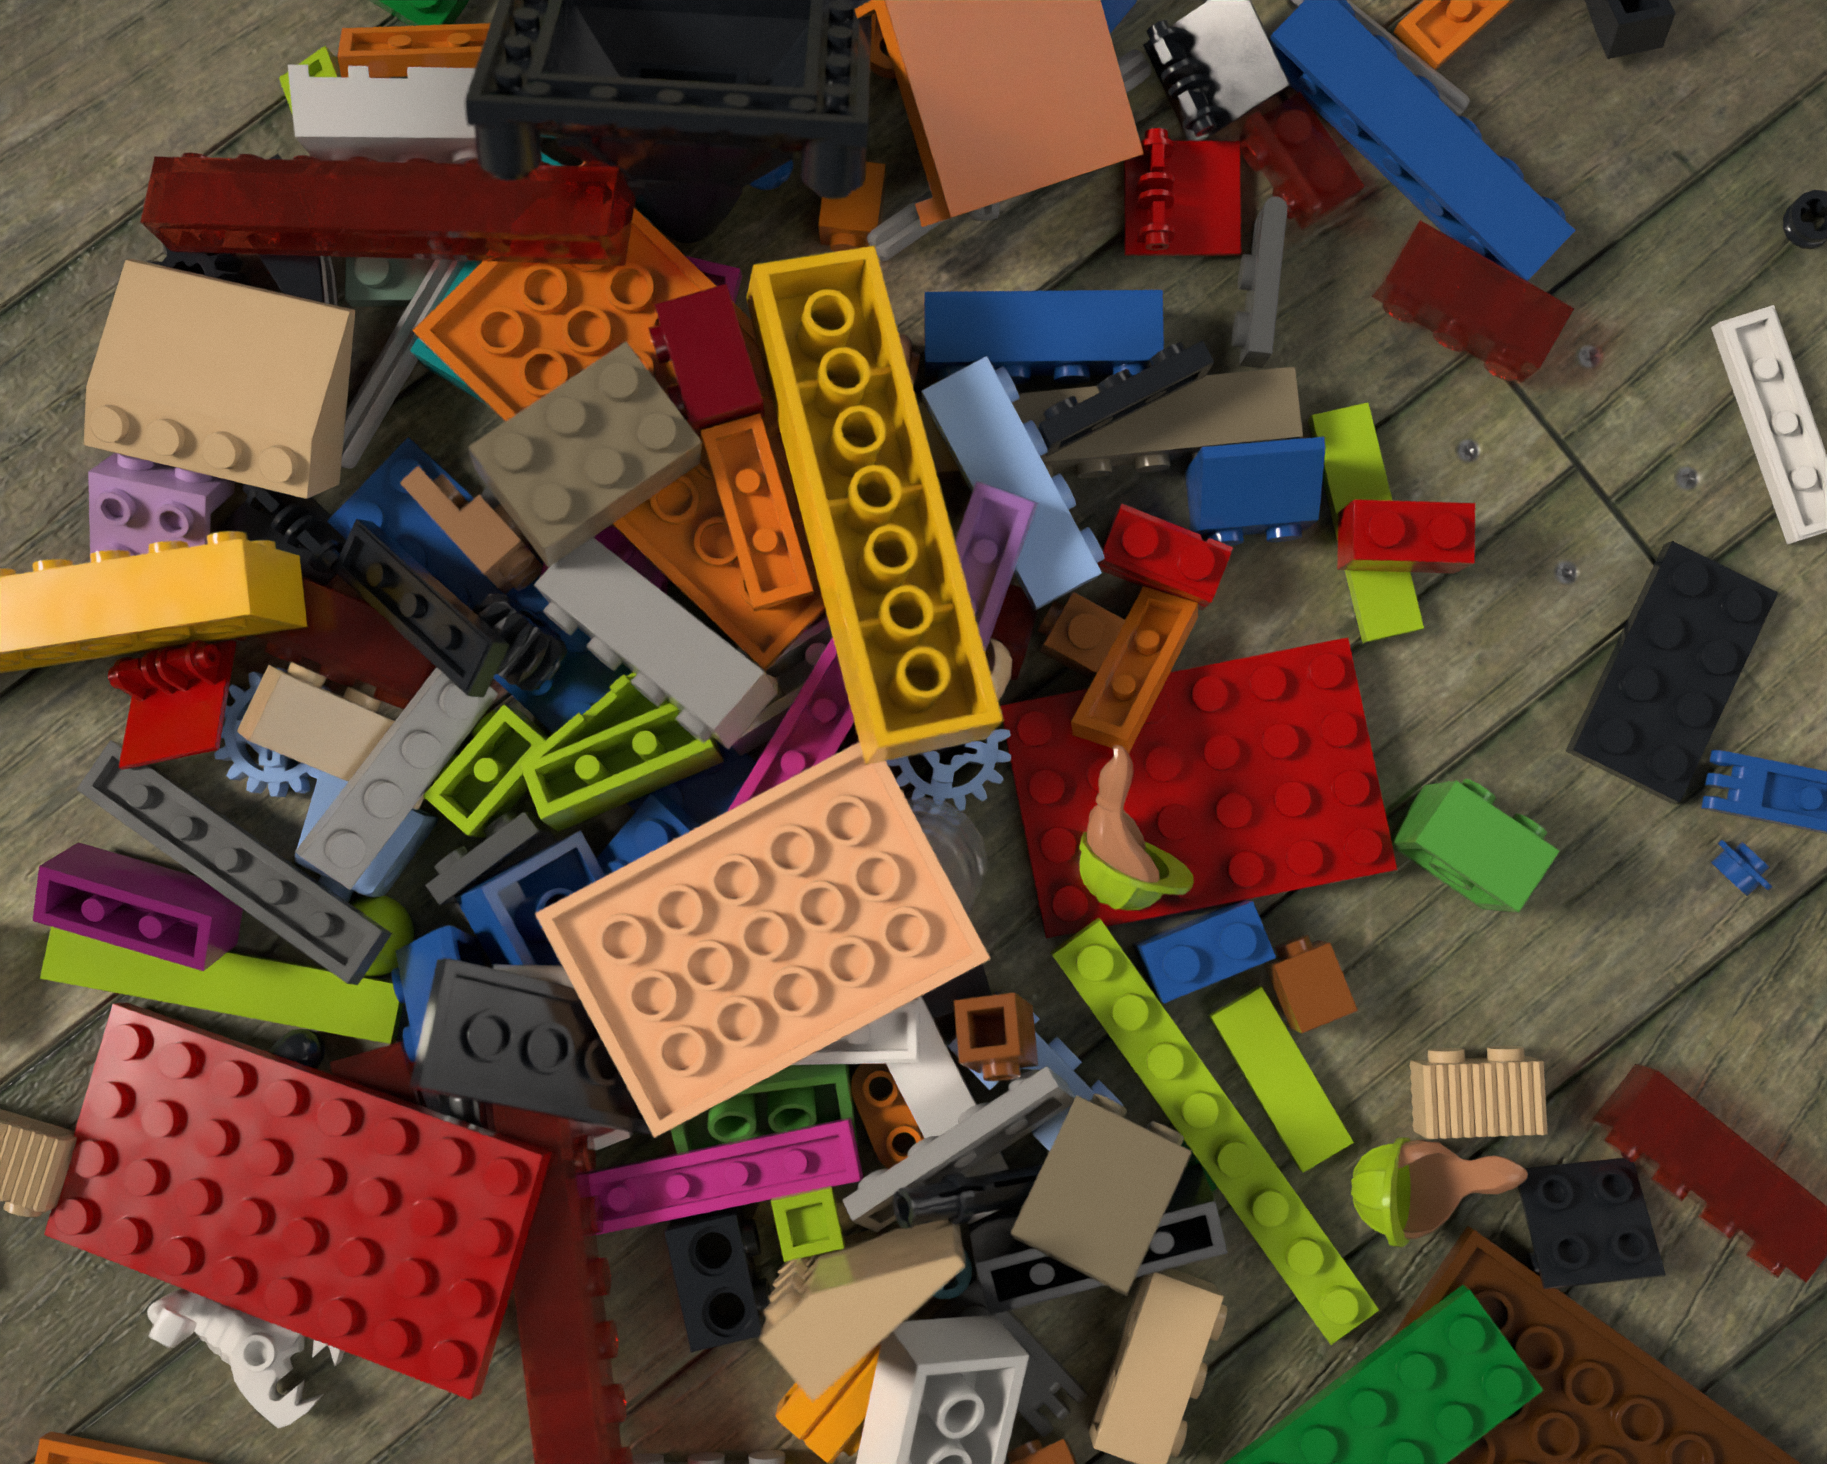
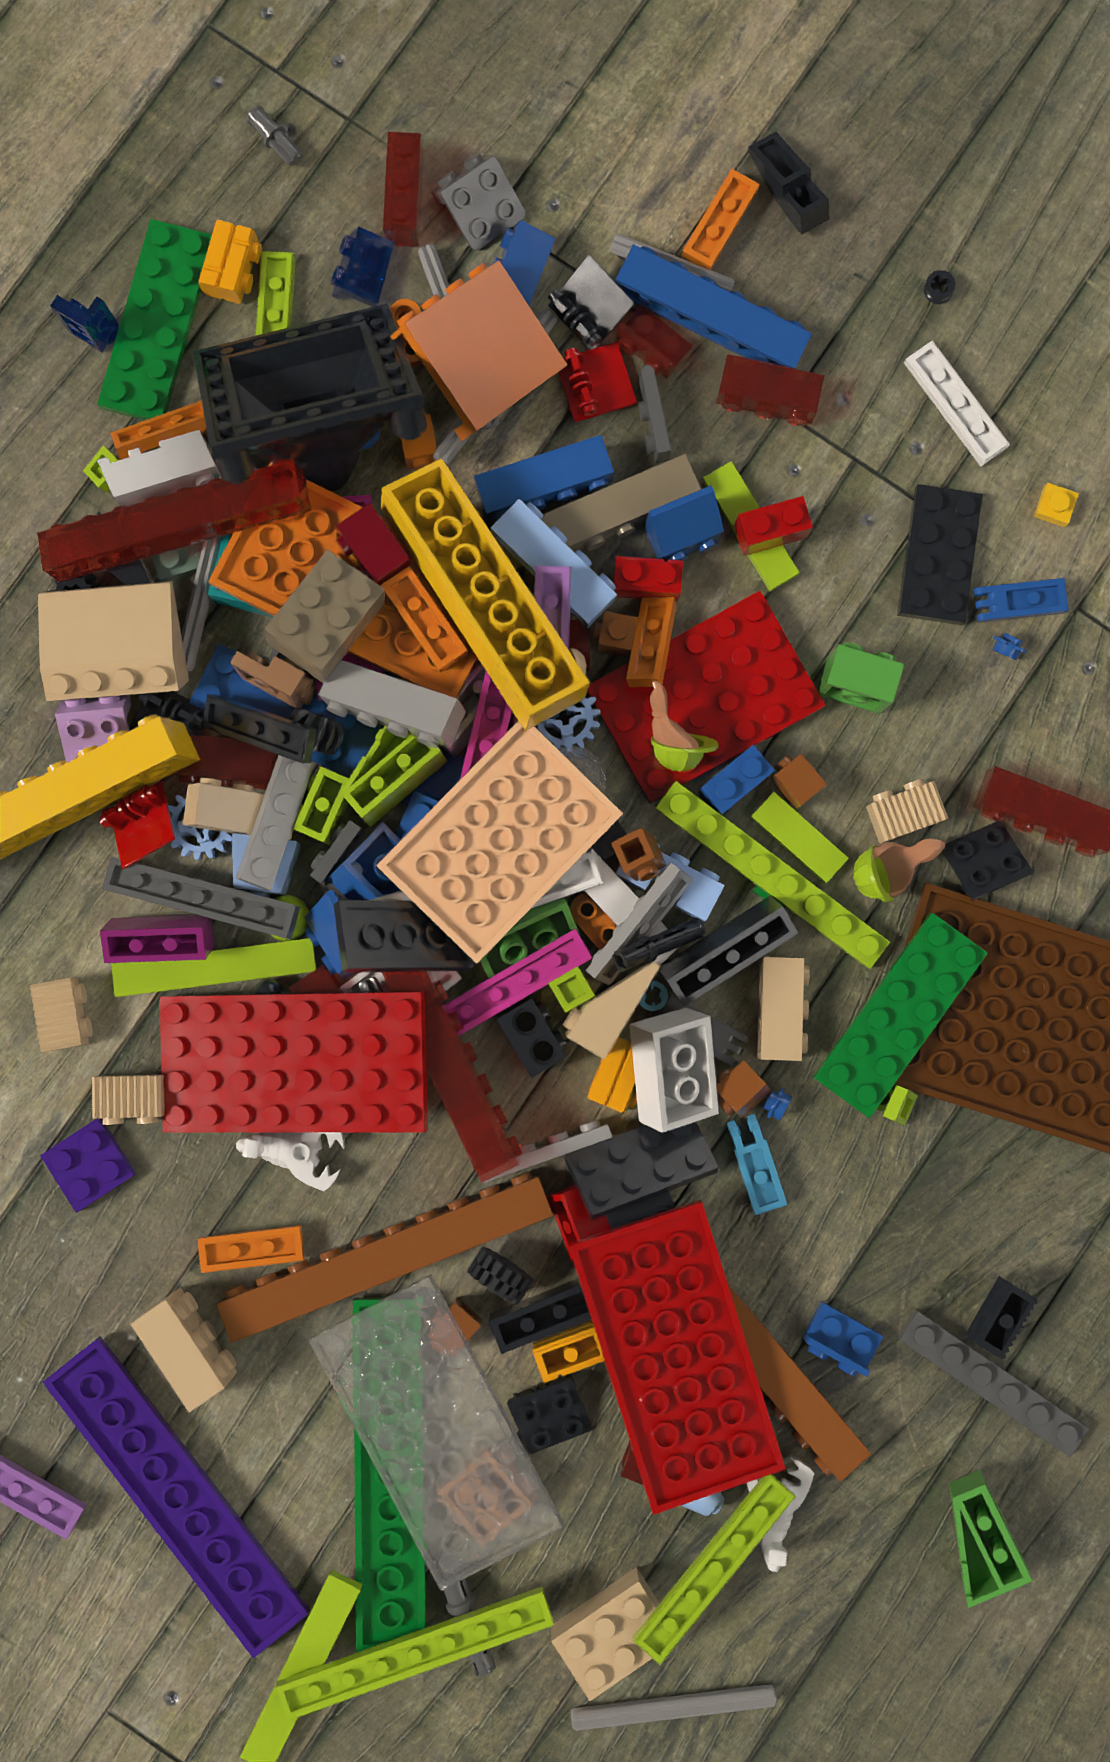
camera: 20 degrees left, 0 degrees up
(1102, 1192) = (721, 919): dark tan brick -> none
(1124, 395) = (598, 497): black plate -> none

